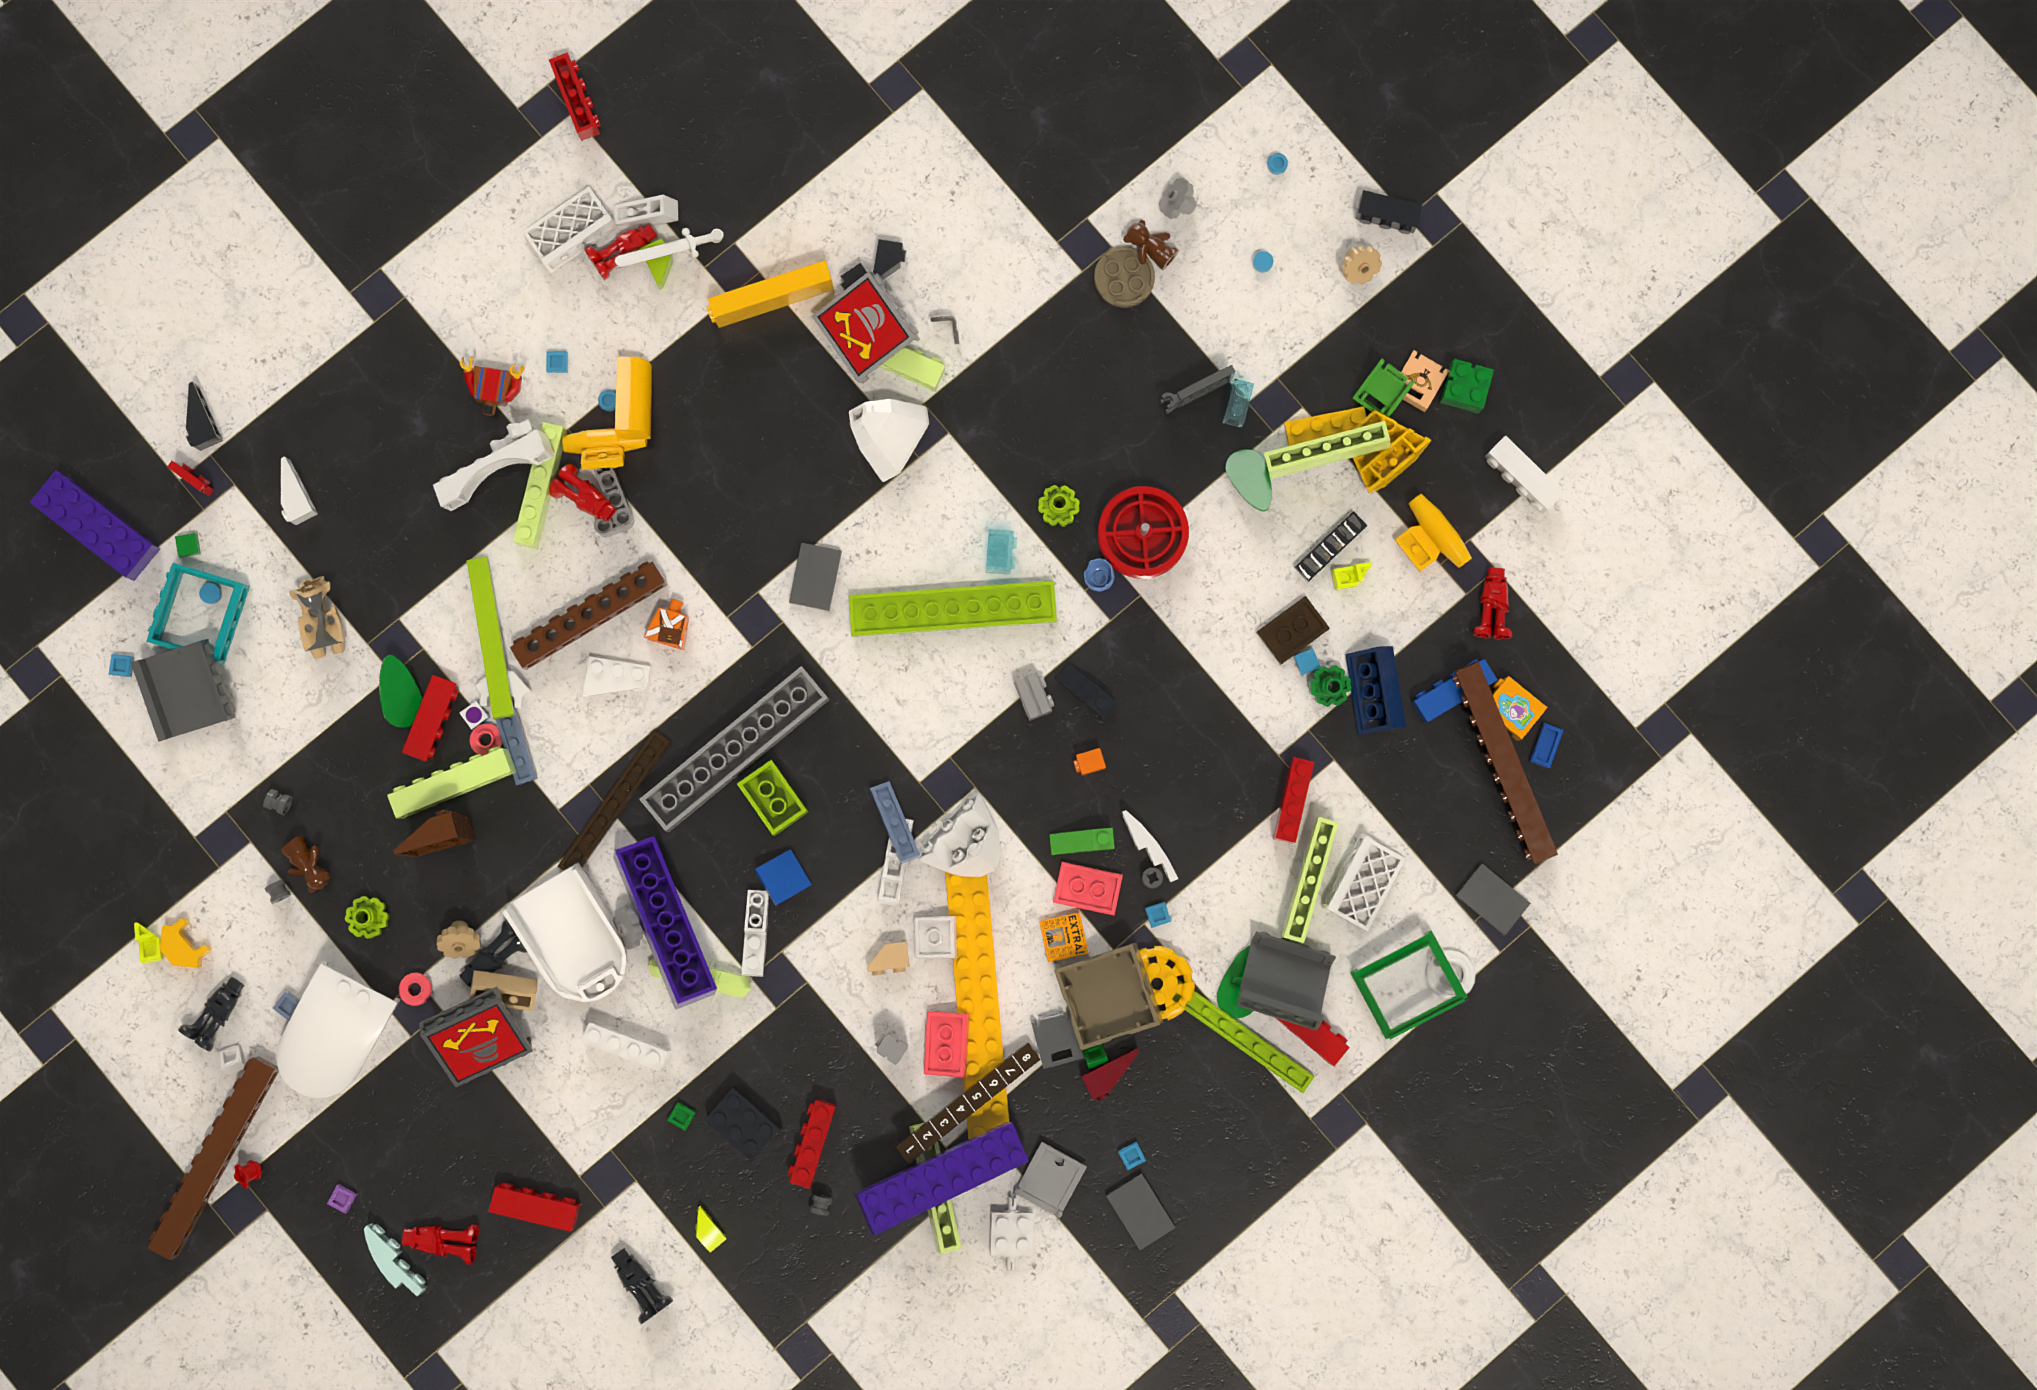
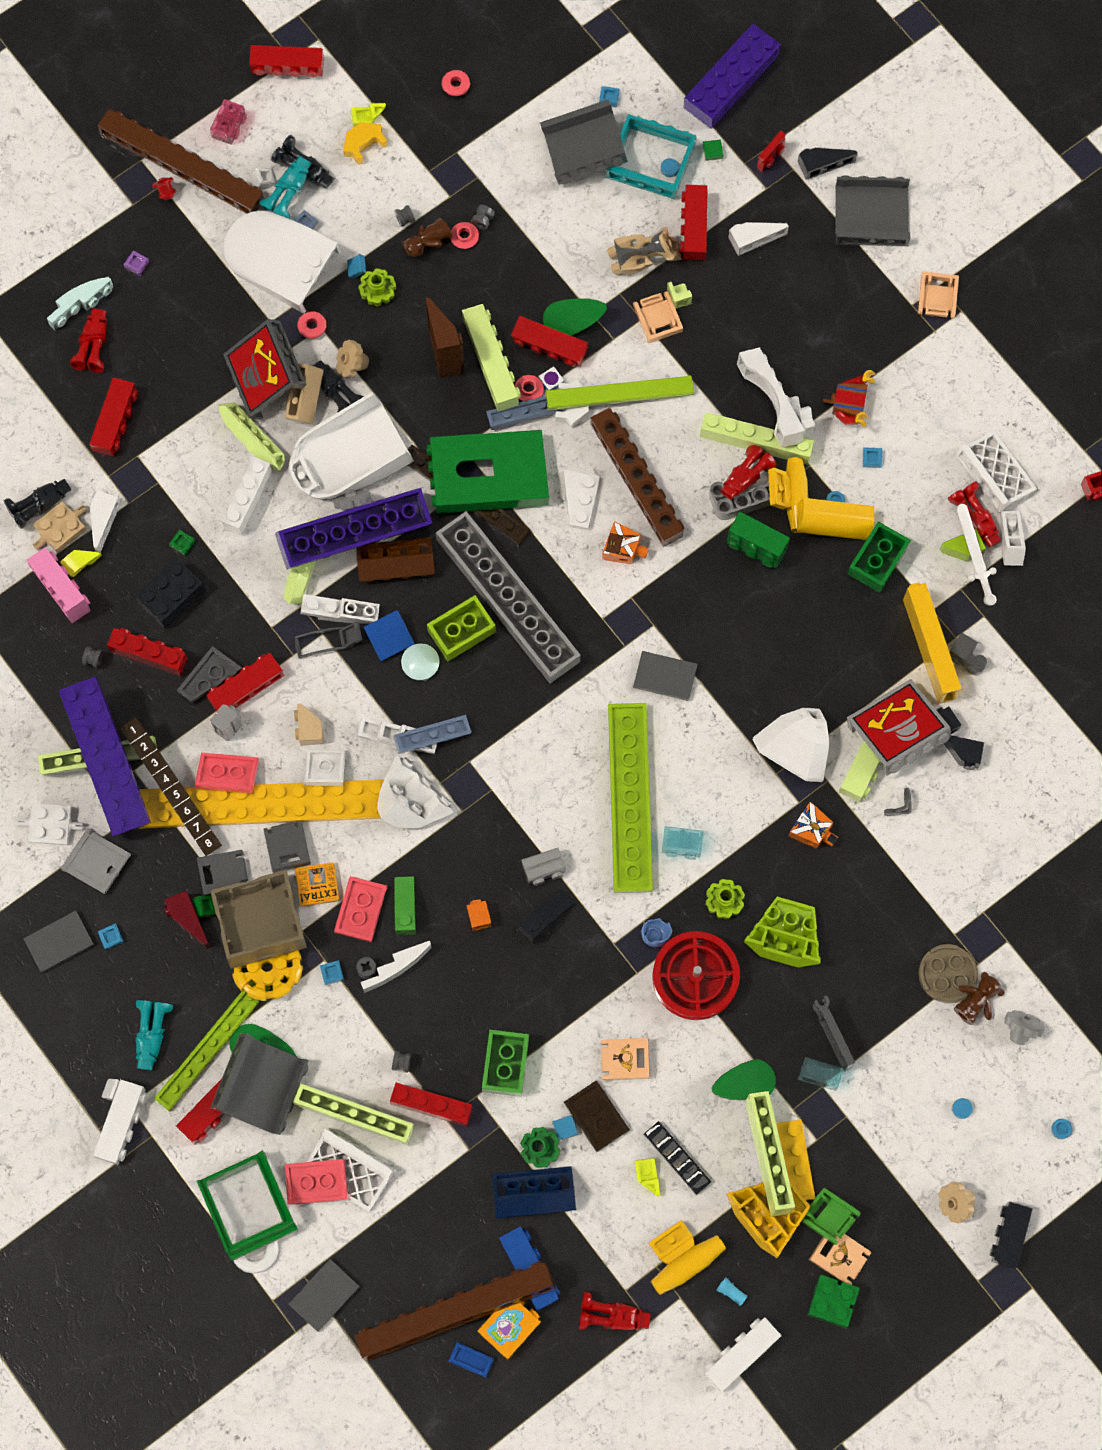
camera: 100 degrees right, 10 degrees down
(81, 1042) = (286, 61): none -> red brick
(98, 837) = (456, 75): none -> coral piece
(161, 1105) = (228, 121): none -> clear pink brick
(238, 1024) = (290, 181): none -> teal piece
(261, 366) = (871, 211): none -> dark grey panel
(280, 561) = (695, 222): none -> red brick
(309, 825) = (468, 242): none -> coral piece
(342, 943) = (356, 266): none -> dark azure tile
(367, 293) = (938, 299): none -> light nougat container
(369, 577) = (679, 295): none -> yellowish green panel
(393, 601) = (657, 315): none -> light nougat container
(552, 1047) = (251, 435): none -> yellowish green brick
(581, 746) = (517, 468): none -> green panel
(651, 1209) = (103, 511): none -> white slope
(661, 480) = (757, 540): none -> green brick
(668, 1257) = (59, 527): none -> tan plate
(674, 351) = (879, 557): none -> green brick
(695, 873) = (395, 559): none -> reddish brown slope
(738, 1250) = (58, 584): none -> bright pink wedge
(778, 263) = (962, 654): none -> dark grey brick
(785, 921) = (349, 636): none -> dark grey piece
(810, 841) = (420, 662): none -> light aqua dish
(835, 1073) = (208, 673): none -> dark grey wing
(846, 1032) = (247, 683): none -> red brick
(977, 415) = (813, 828): none -> torso
(1020, 973) = (285, 842): none -> dark grey container
(1093, 439) = (786, 934): none -> lime wedge
(1233, 606) = (621, 1059): none -> light nougat container
(1244, 1103) = (149, 1042): none -> teal piece
(1246, 725) = (505, 1063): none -> bright green brick
(1249, 834) = (401, 1061): none -> dark grey wheel
(1296, 1139) = (110, 1089): none -> white slope
(1330, 1126) = (119, 1122): none -> white brick
(1379, 915) = (316, 1181): none -> coral tile
(1460, 490) = (731, 1291): none -> medium azure pin

